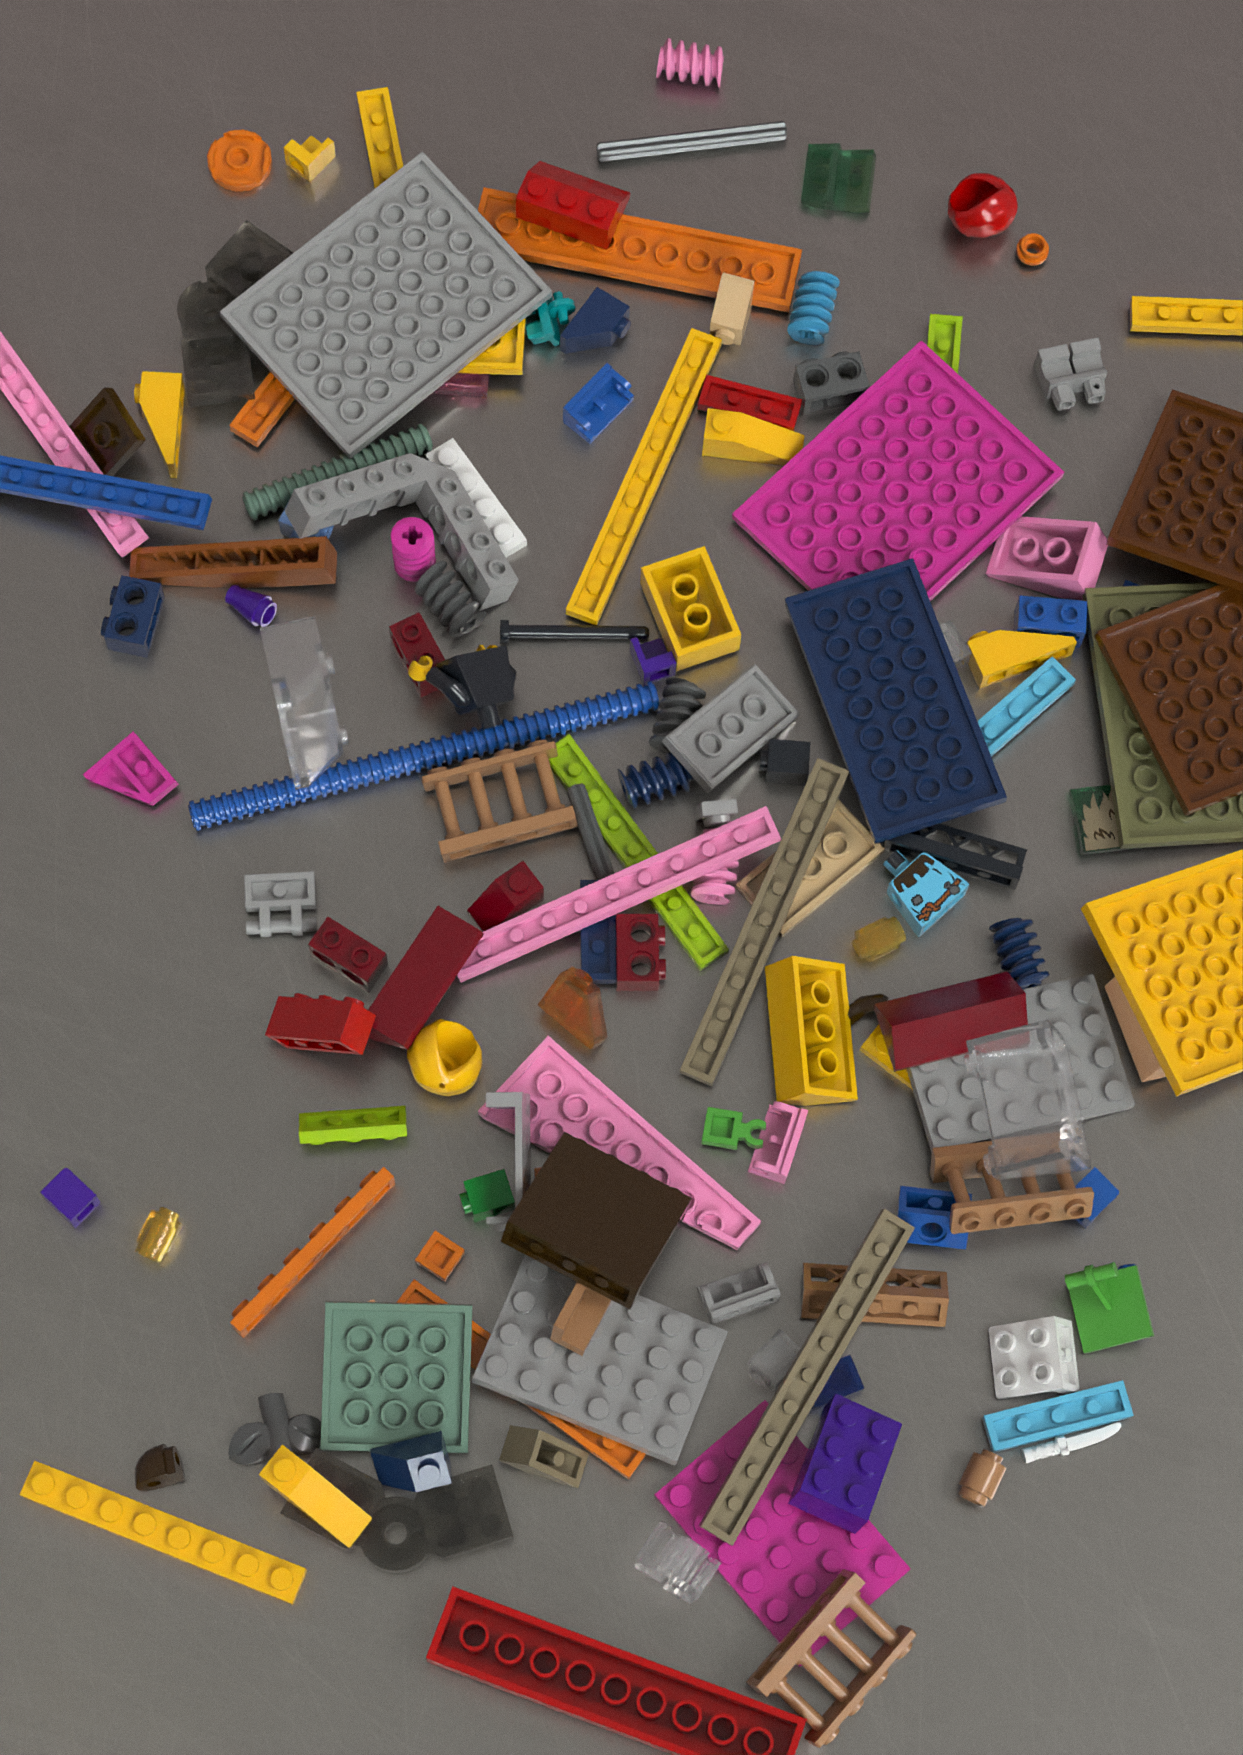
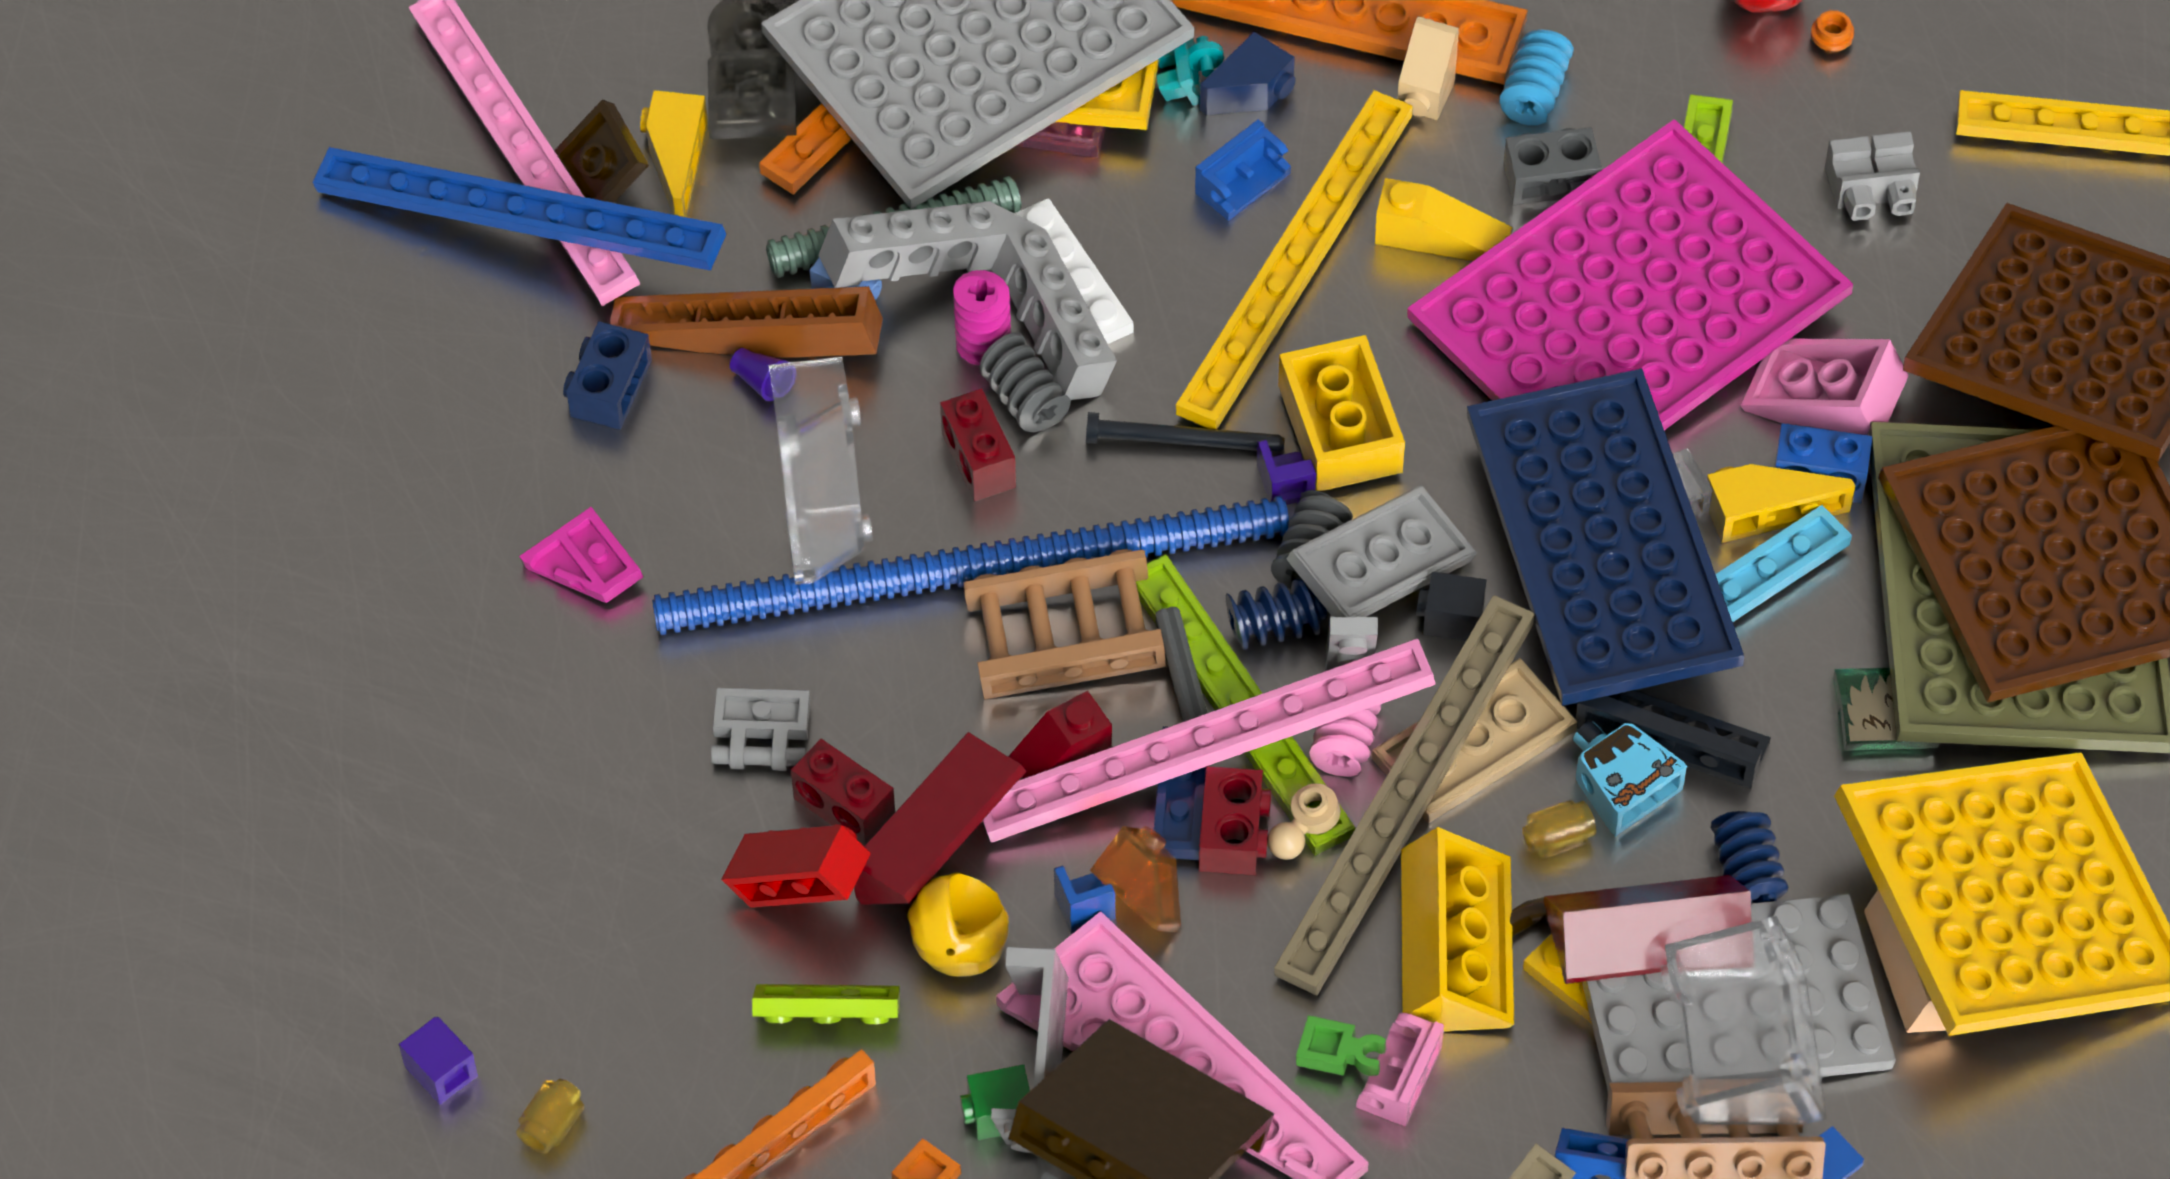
camera: 10 degrees right, 15 degrees down
(472, 681) = (1044, 468): black torso -> none
(534, 1025) = (1082, 898): none -> blue panel
(680, 964) = (1287, 838): none -> tan plate
(750, 400) = (1469, 186): red plate -> none

